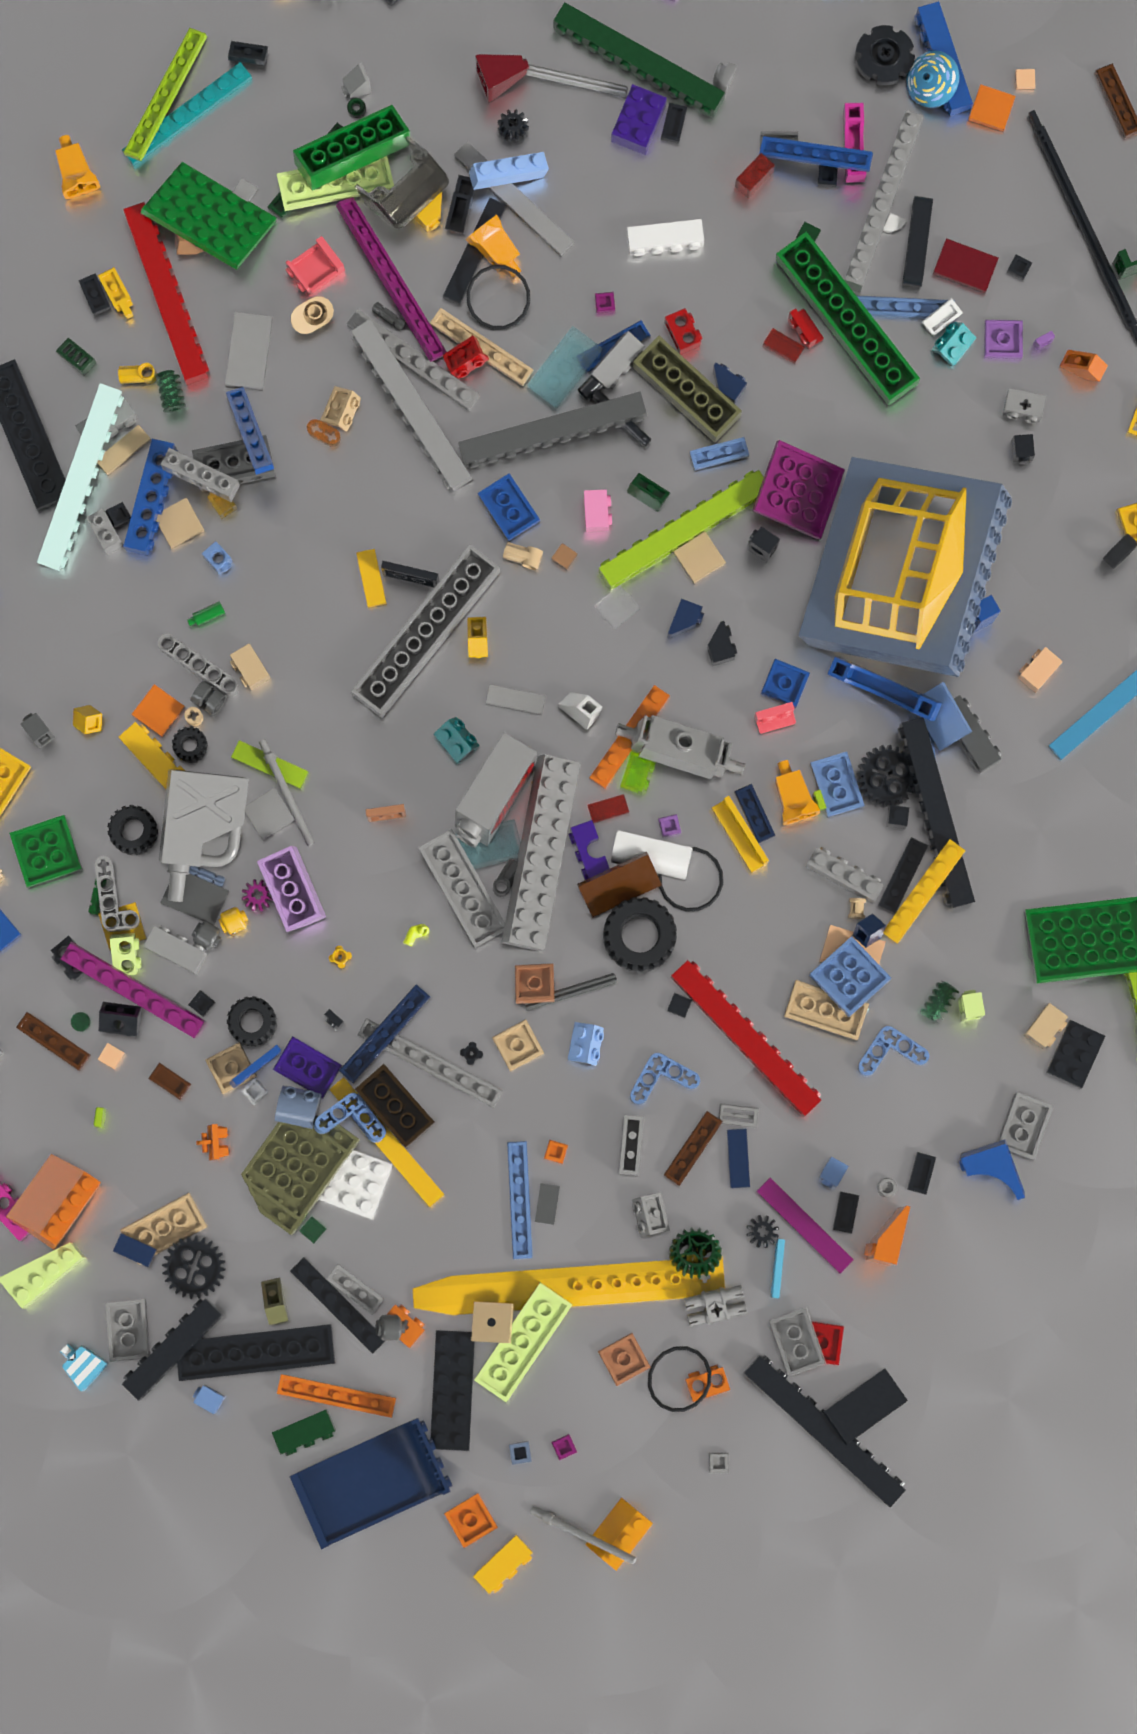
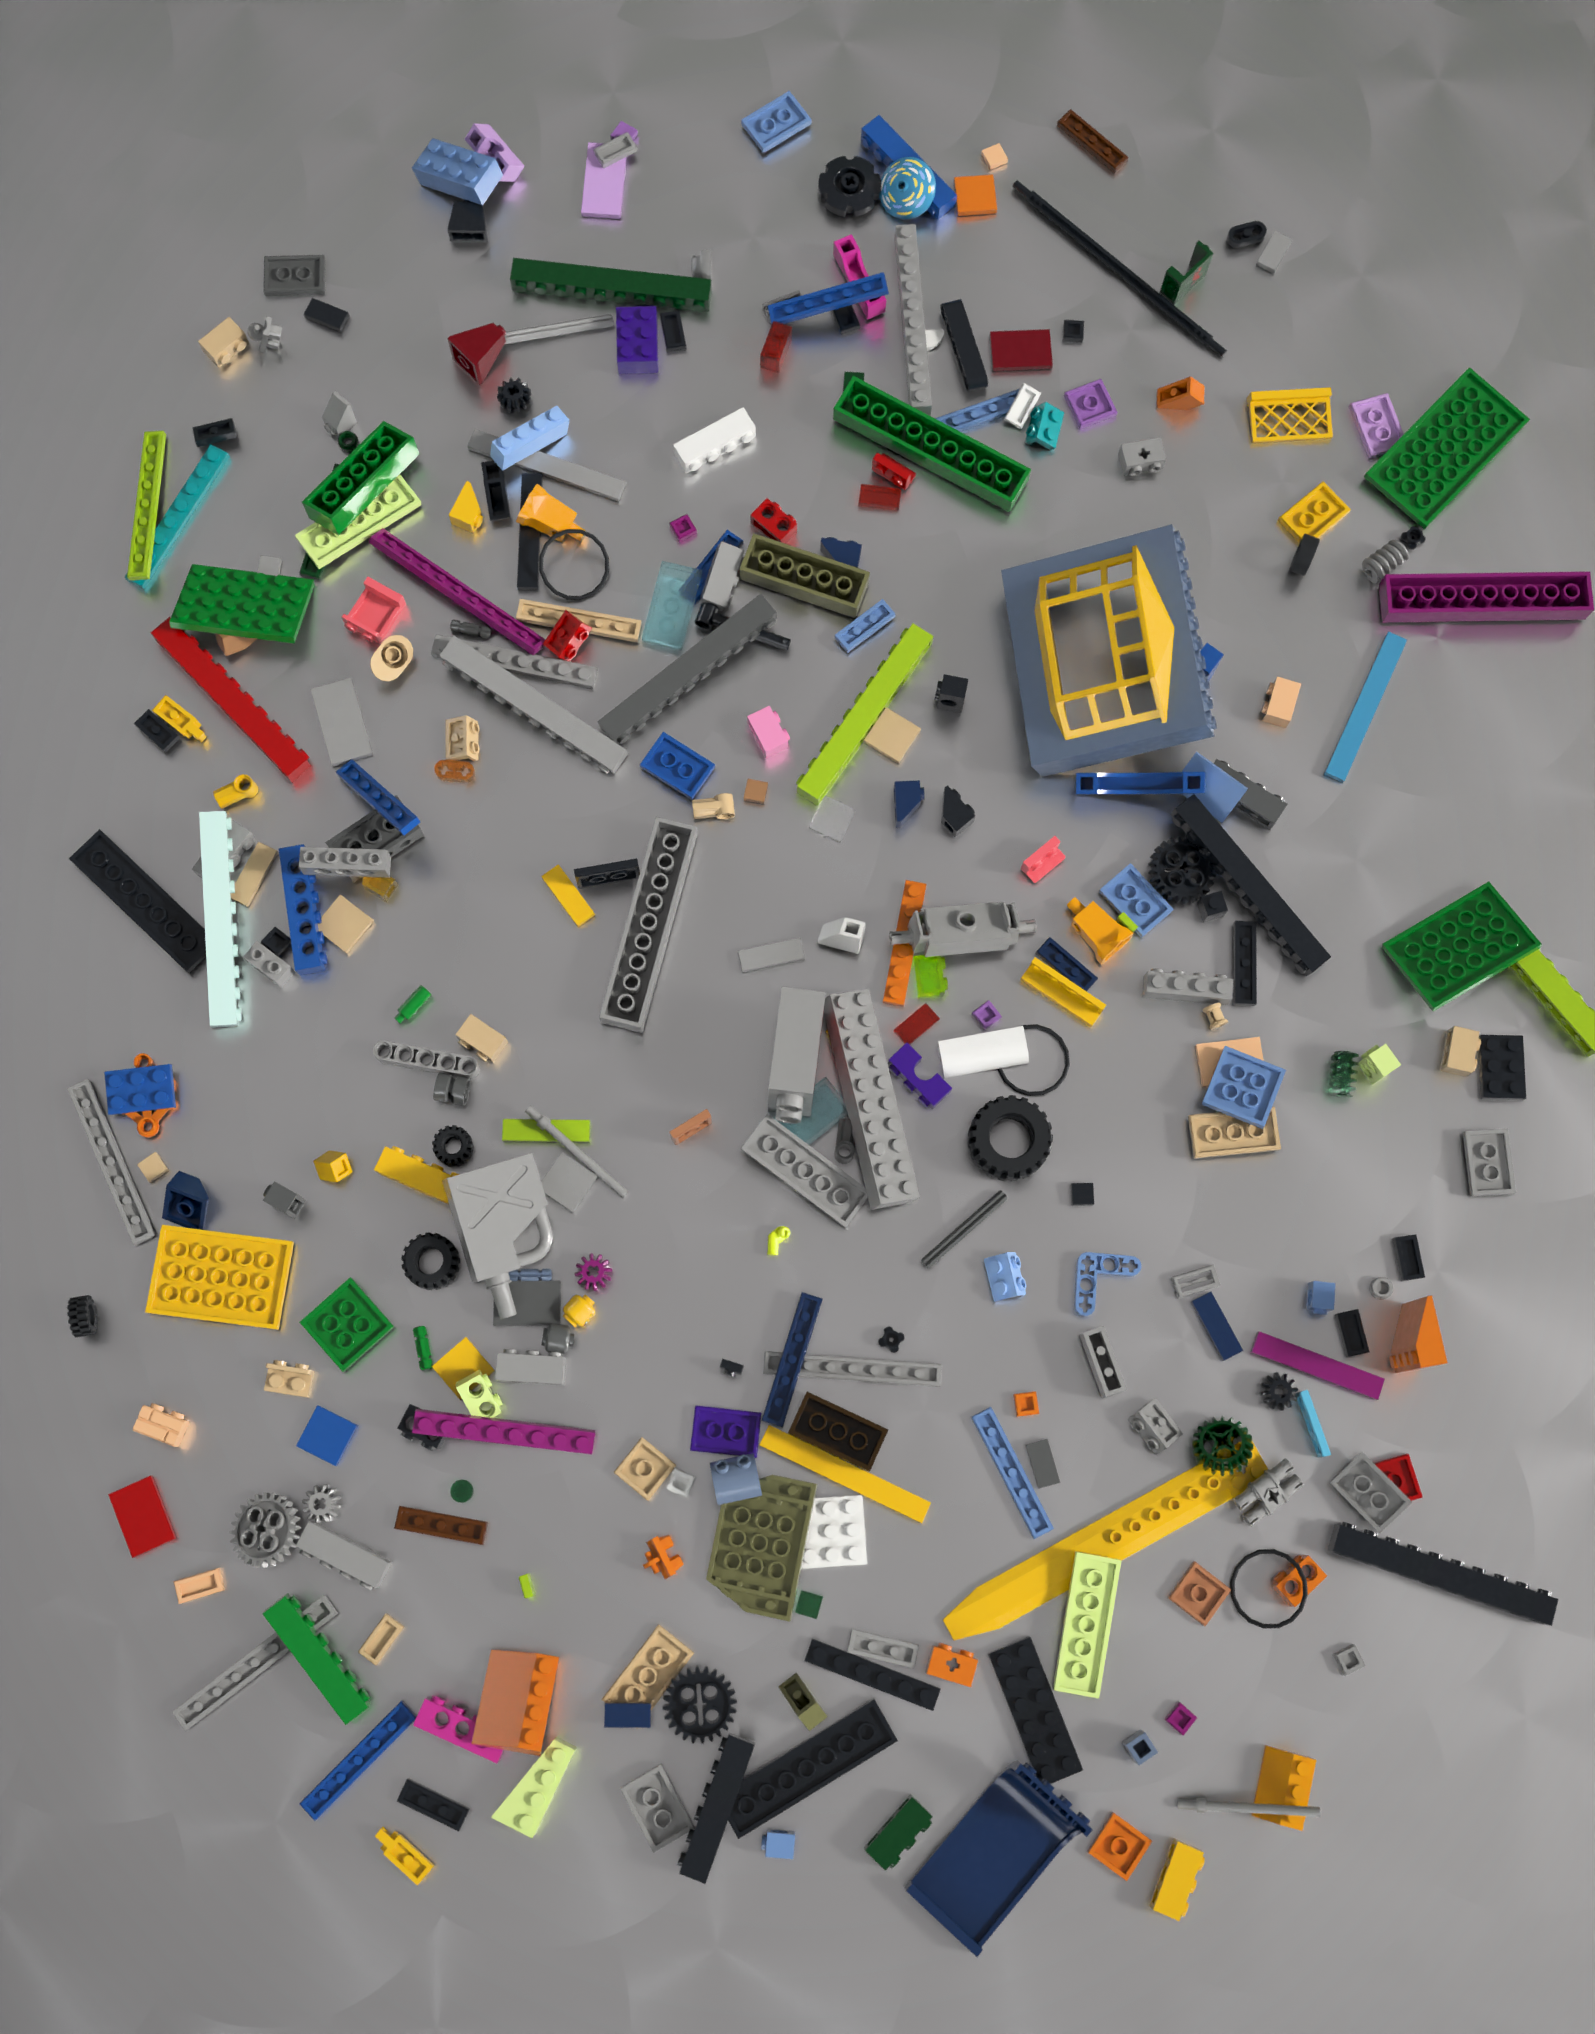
camera: 25 degrees left, 5 degrees down
(76, 175) = (87, 619): light orange piece -> none
(82, 1365) = (625, 1870): torso -> none
(86, 366) = (177, 808): dark green slope -> none
(111, 893) = (437, 1338): light grey beam -> none
(111, 1056) = (510, 1513): light nougat tile -> none
(119, 1019) = (503, 1469): black brick -> none
(158, 710) = (404, 1125): orange tile -> none
(169, 391) = (276, 794): clear green piece -> none
(170, 1081) = (585, 1512): reddish brown tile -> none
(199, 717) = (441, 1120): tan bush -> none
(201, 1003) = (583, 1413): black tile -> none
(214, 550) = (393, 935): medium blue brick -> none
(238, 1010) = (626, 1402): black tyre -> none
(258, 1064) = (671, 1455): blue tile -> none
(291, 888) = (626, 1249): lavender slope -> none
(335, 956) = (714, 1295): yellow plate -> none
(336, 1395) = (915, 1775): orange plate -> none
(354, 1112) = (799, 1458): medium blue beam -> none
(389, 1327) = (941, 1674): dark grey head -> none
(411, 192) = (440, 497): clear smoke windscreen -> none
(456, 739) = (729, 1020): teal bracket -> none
(477, 637) = (704, 908): yellow slope -> none
(492, 1322) = (1045, 1618): tan tile -> none
(518, 1045) = (935, 1309): tan tile -> none
(534, 983) = (924, 1237): nougat tile -> none
(619, 884) = (965, 1096): reddish brown tile -> none
(648, 492) = (810, 693): dark green slope -> none
(693, 1148) = (1166, 1336): reddish brown tile -> none
(745, 1038) = (1167, 1198): red brick -> none
(785, 683) = (1035, 822): blue tile -> none
(798, 489) = (961, 626): magenta plate -> none
(865, 1406) = (1473, 1529): black tile -> none
(869, 930) = (1239, 1032): dark blue brick -> none
(886, 1045) = (1310, 1142): medium blue beam -> none
(924, 891) = (1275, 968): yellow plate -> none
(993, 1161) = (1476, 1212): blue arch -> none
(1023, 448) = (1160, 497): black brick -> none
(1044, 340) = (1131, 388): medium lavender tile -> none

